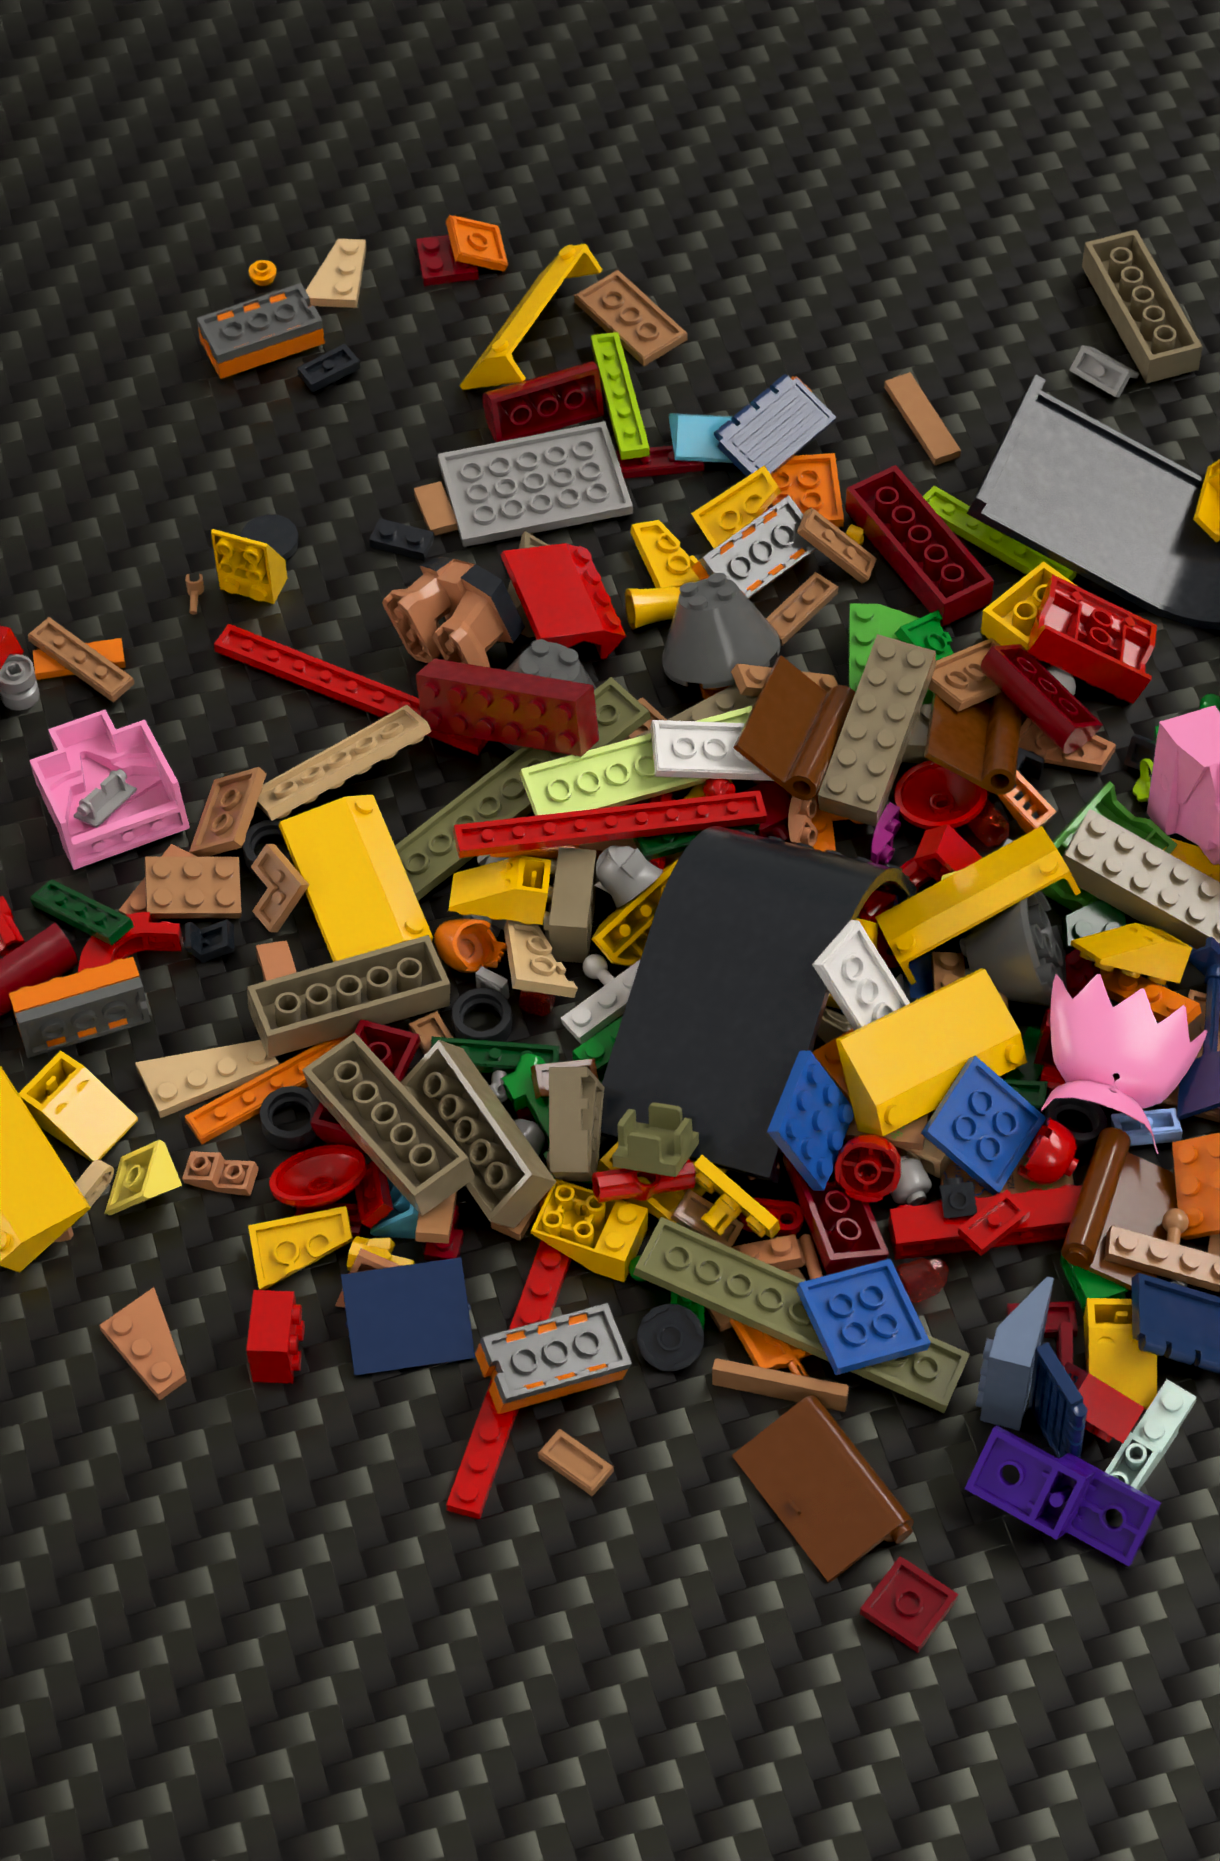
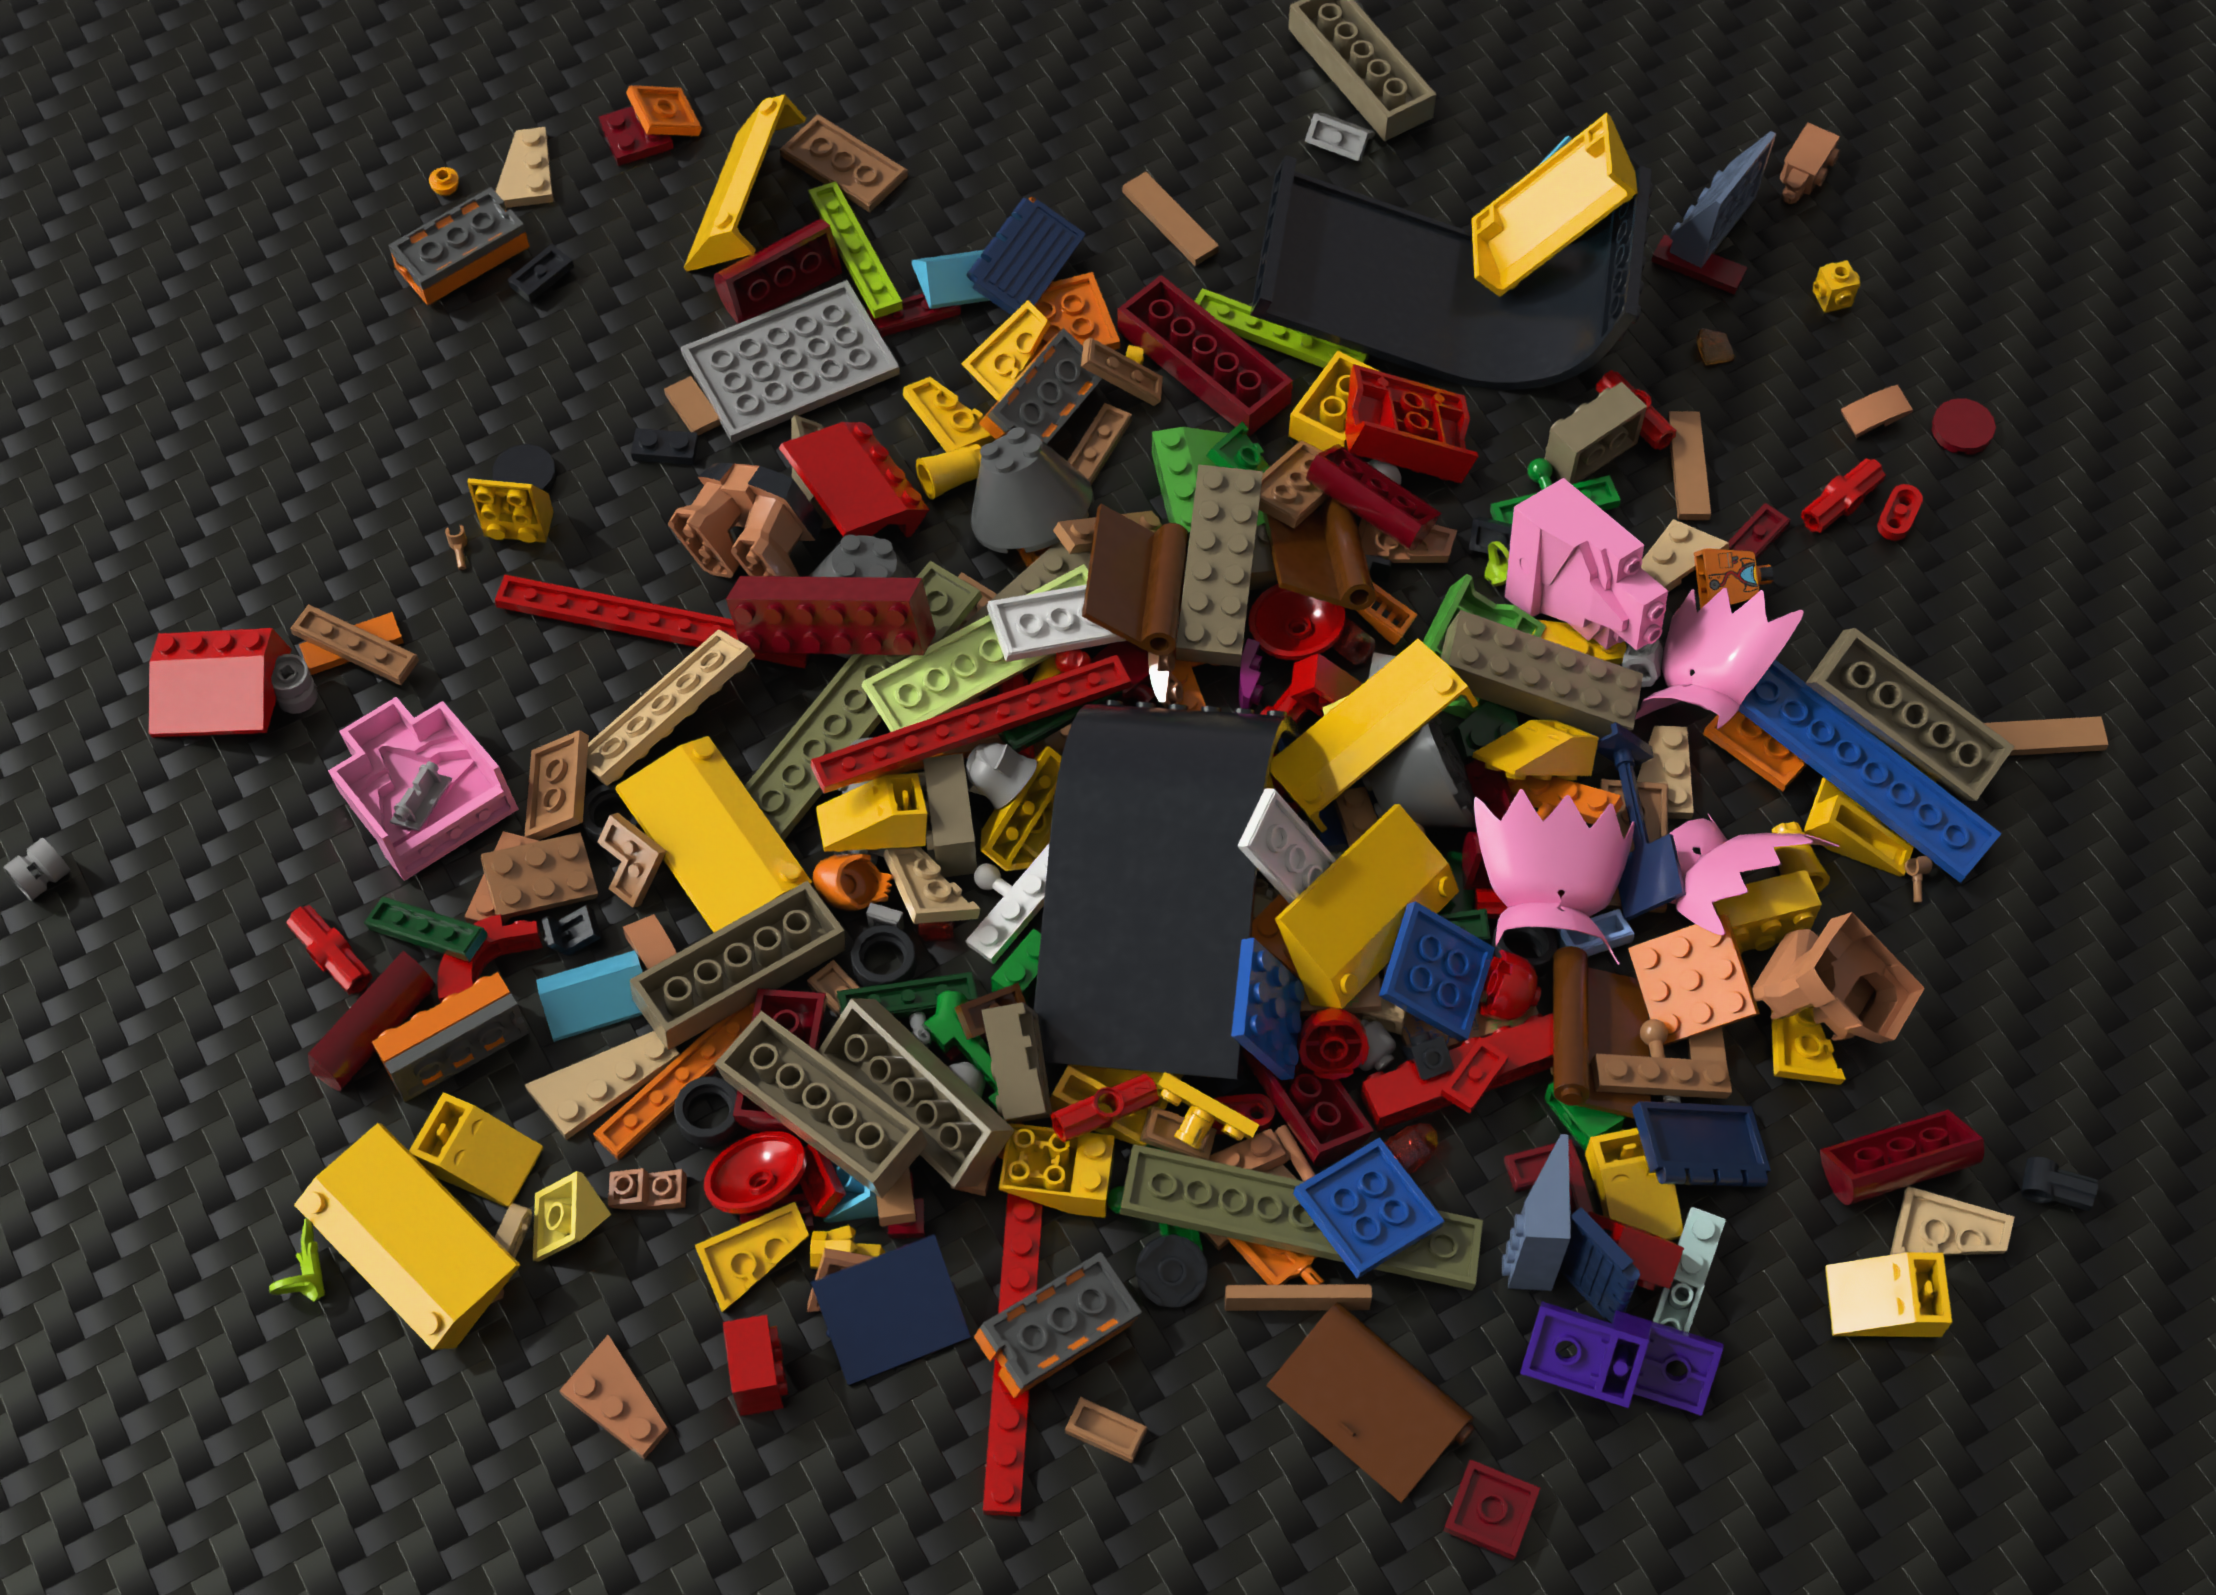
camera: 15 degrees left, 5 degrees up
(210, 1000) = (590, 996): none -> medium azure slope
(658, 1146) = (1113, 1069): olive panel -> none

